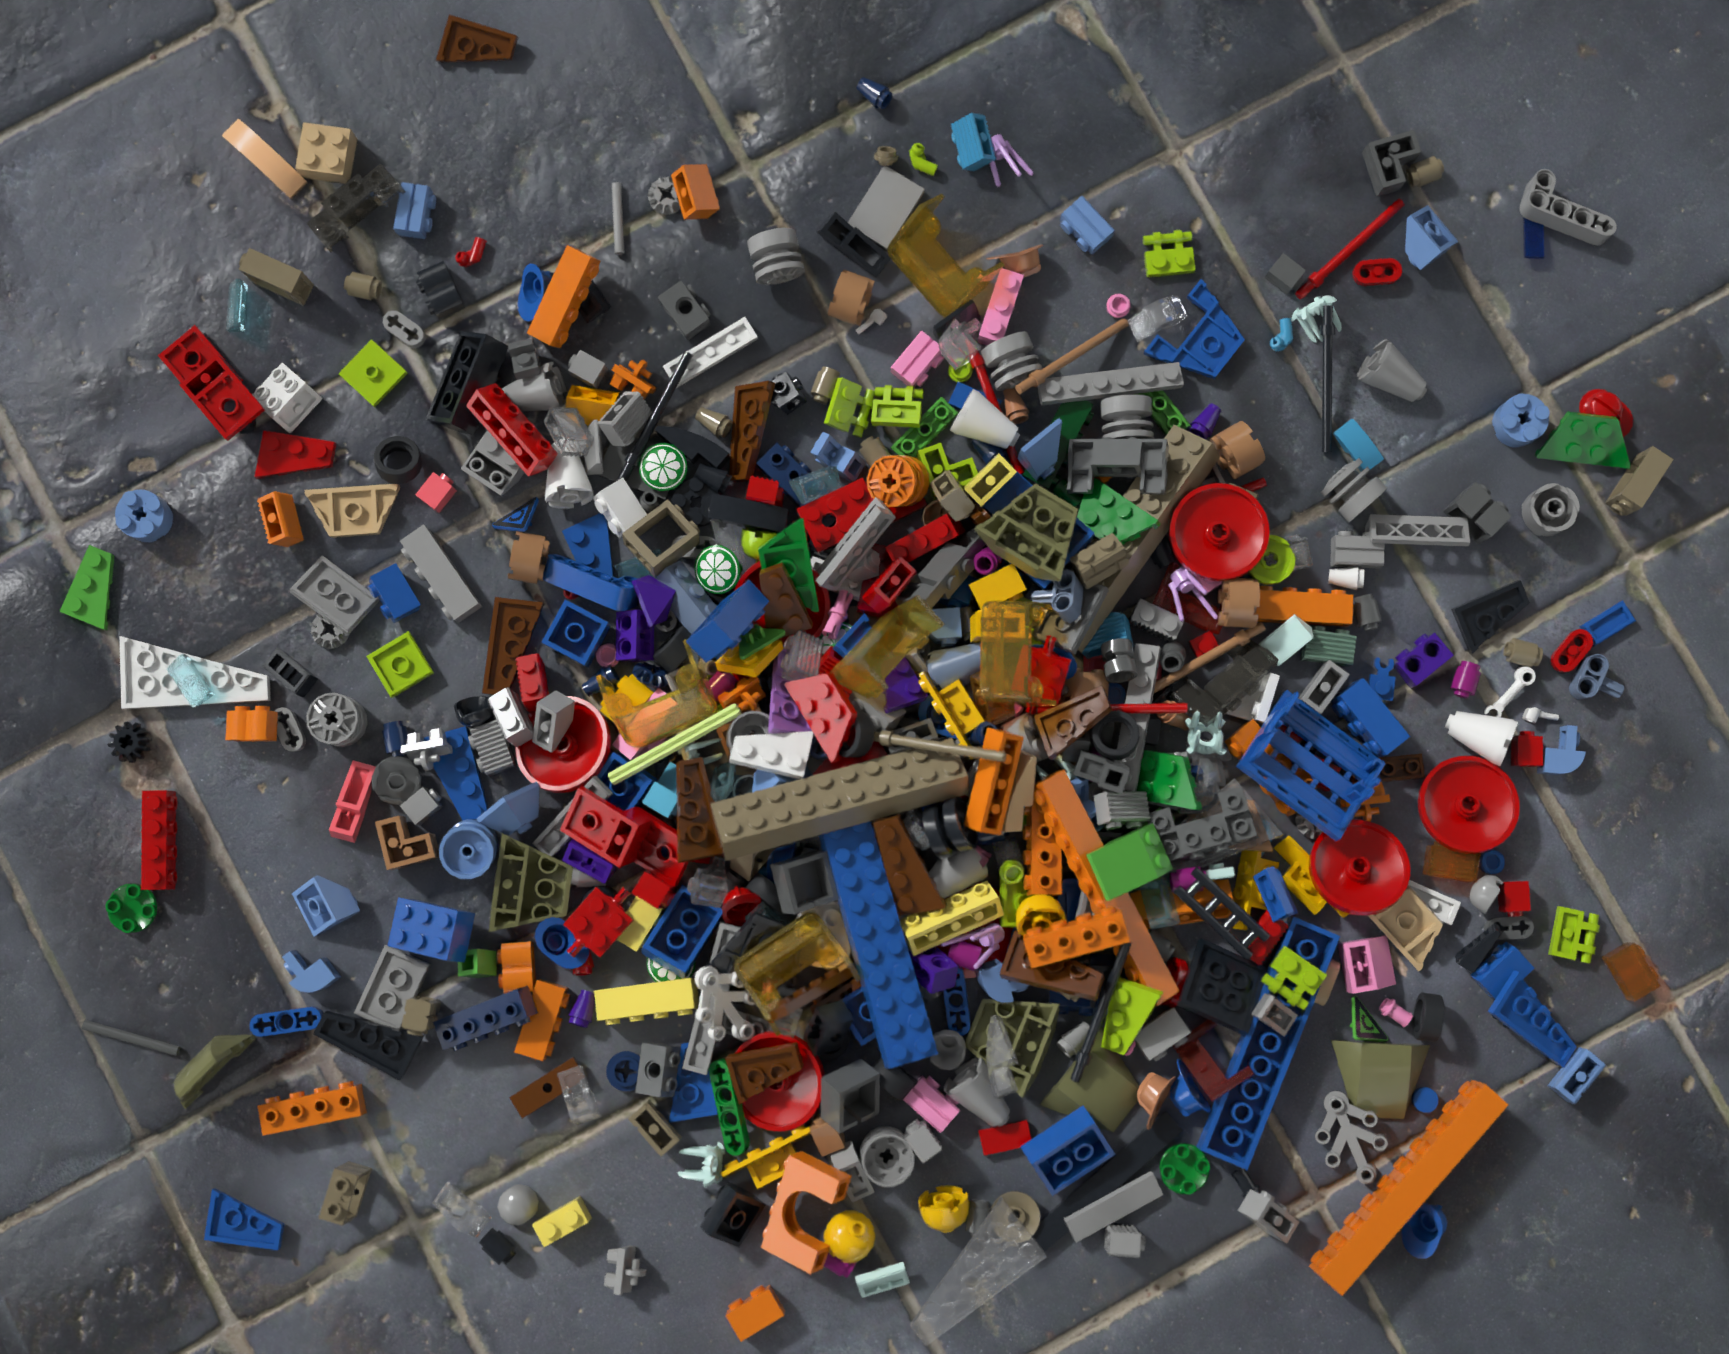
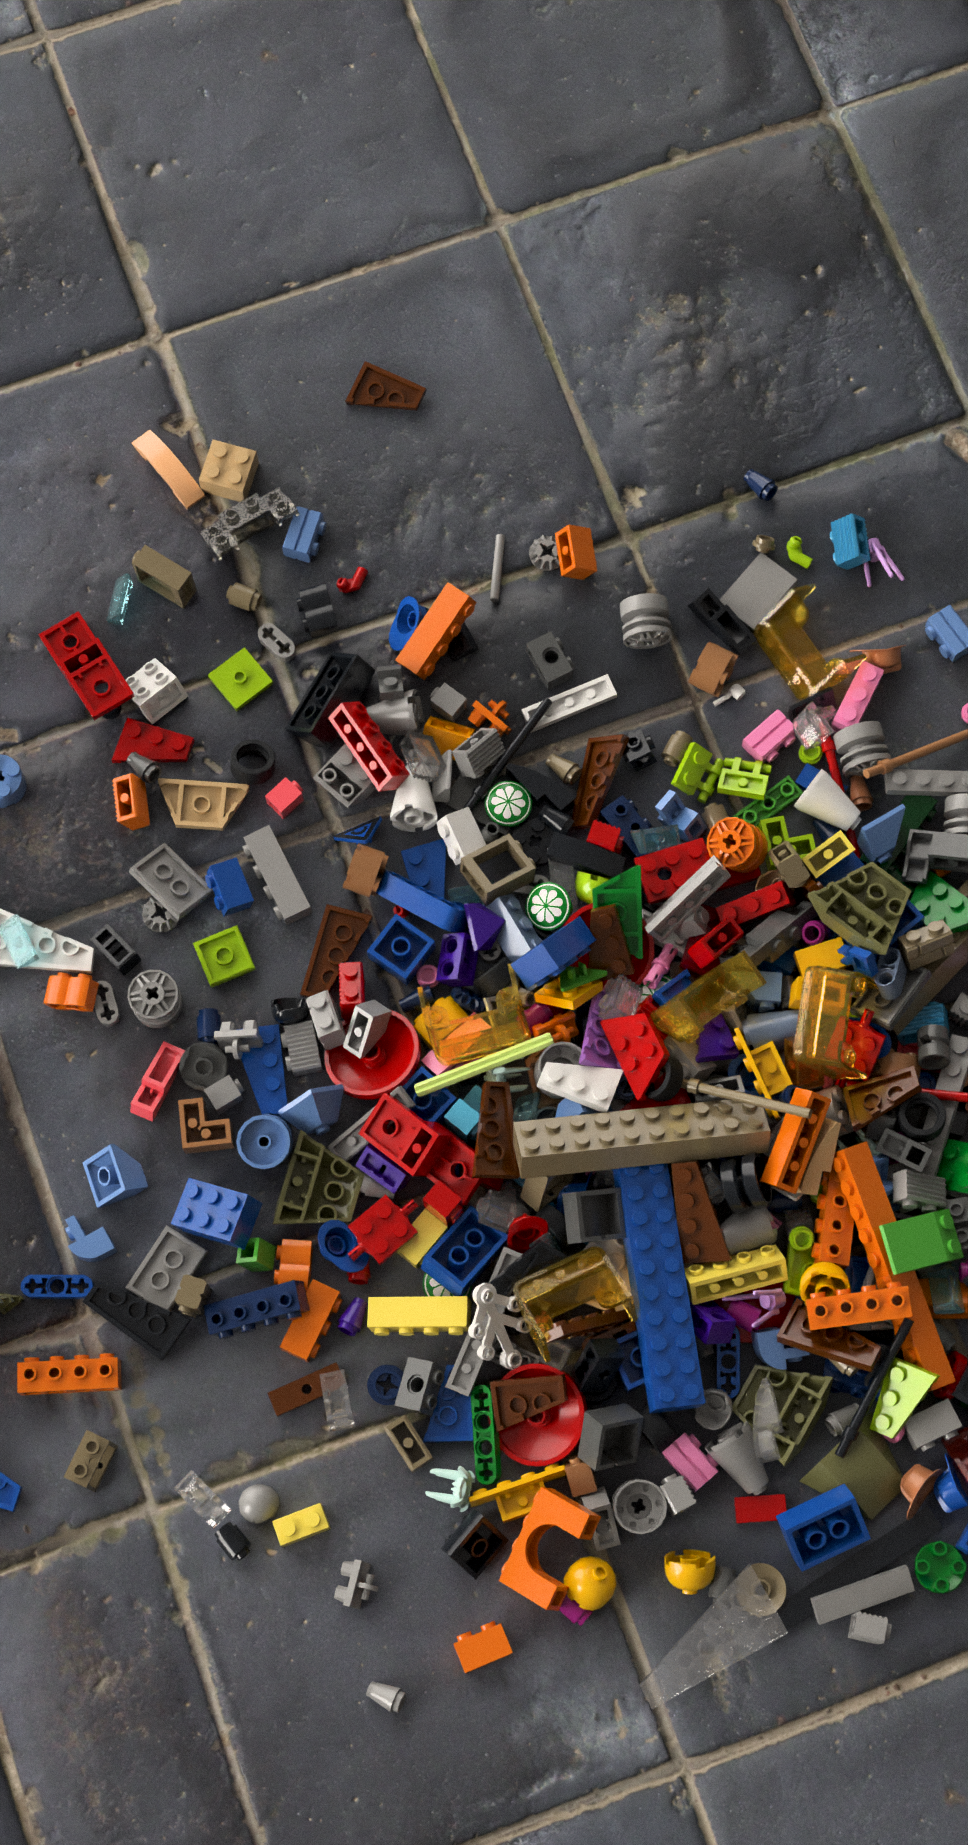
camera: 10 degrees right, 10 degrees down
(288, 481) = (145, 768): none -> dark grey cone
(882, 1279) = (617, 1634): light aqua plate -> none
(1037, 587) = (862, 960): none -> blue plate

